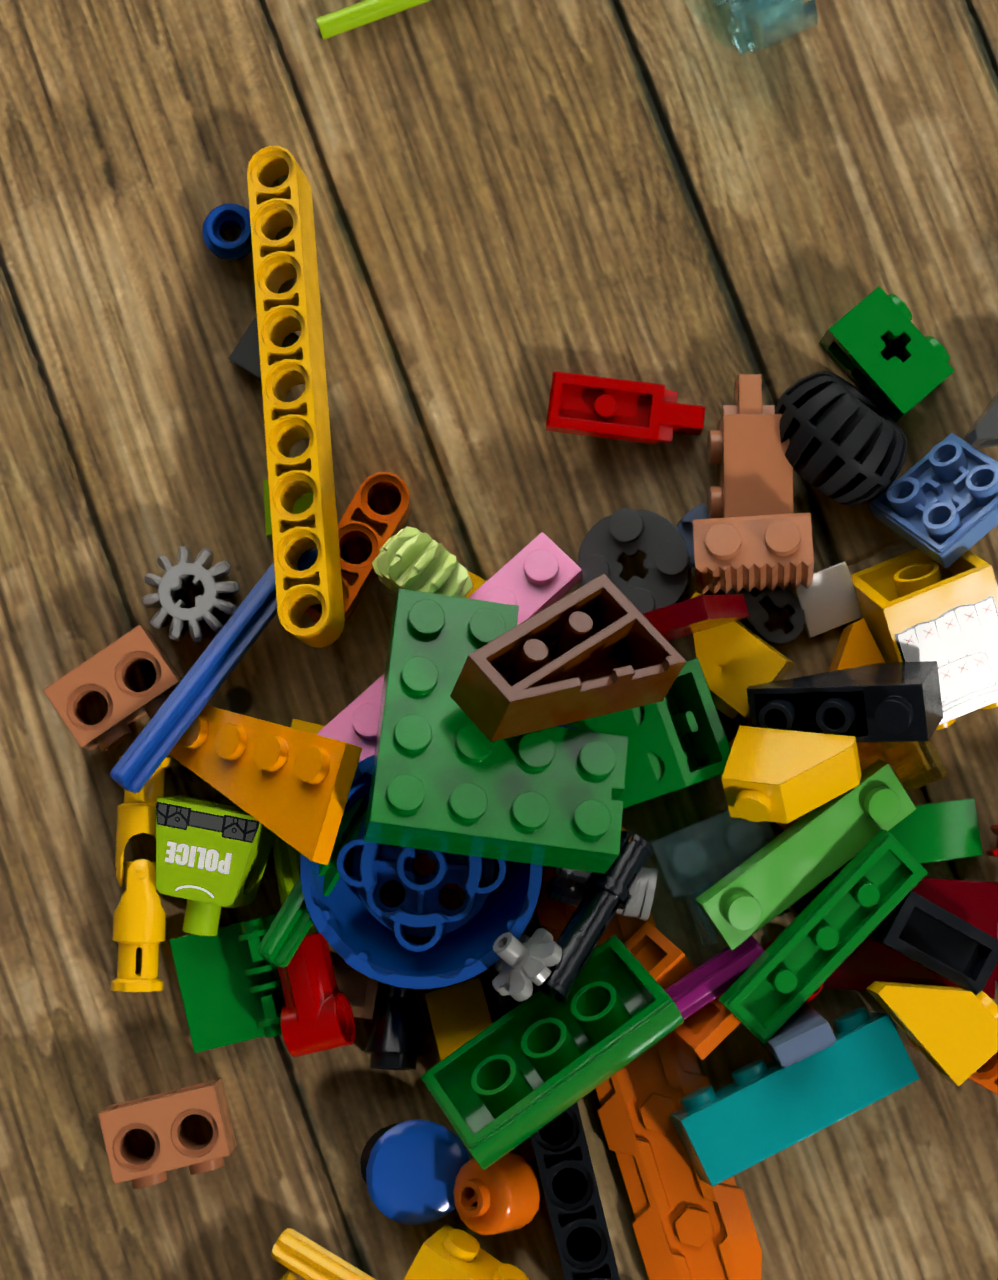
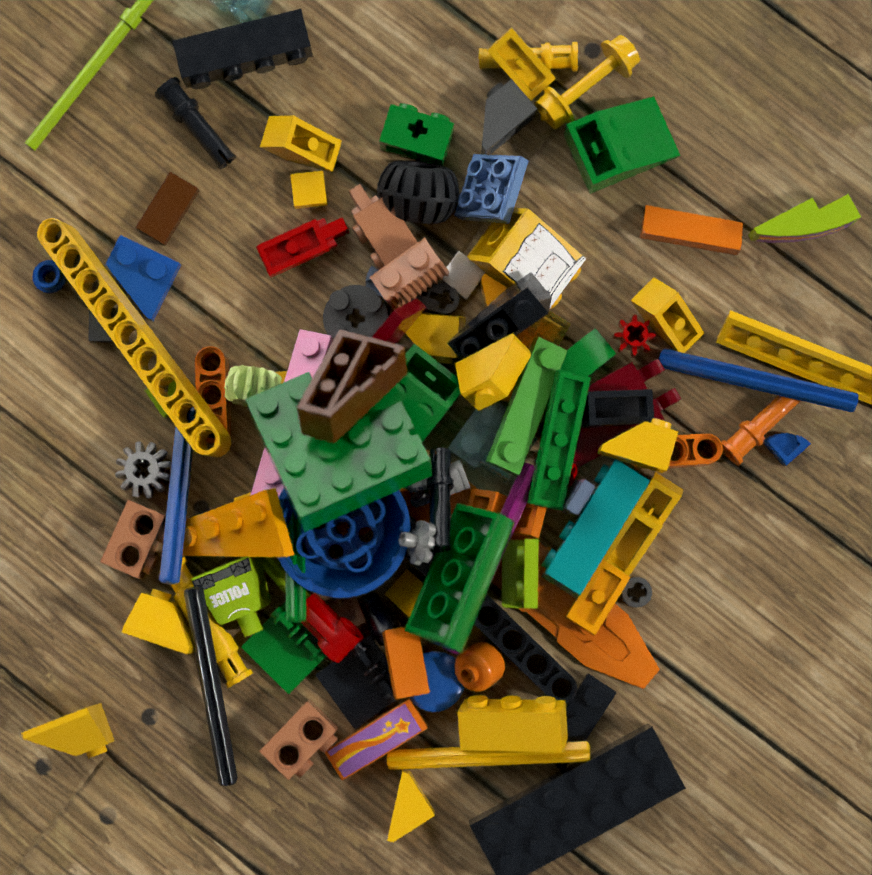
camera: 25 degrees left, 0 degrees up
(73, 836) = (159, 622): none -> yellow slope
(89, 971) = (210, 685): none -> black axle
(282, 1202) = (376, 739): none -> slope
(312, 1106) = (359, 682): none -> black hinge
(366, 311) = (142, 274): none -> blue wing
(391, 1123) = (405, 663): none -> orange tile
(460, 239) = (167, 209): none -> reddish brown tile
(574, 116) = (186, 111): none -> black pin
(642, 1100) = (520, 574): none -> lime bracket
(680, 337) = (308, 189): none -> yellow tile
(711, 261) = (300, 142): none -> yellow slope
(713, 76) = (243, 49): none -> black brick
(734, 1206) = (598, 597): none -> light orange plate
(794, 1244) = (643, 600): none -> dark grey bush
(868, 1137) = (643, 523): none -> yellow slope

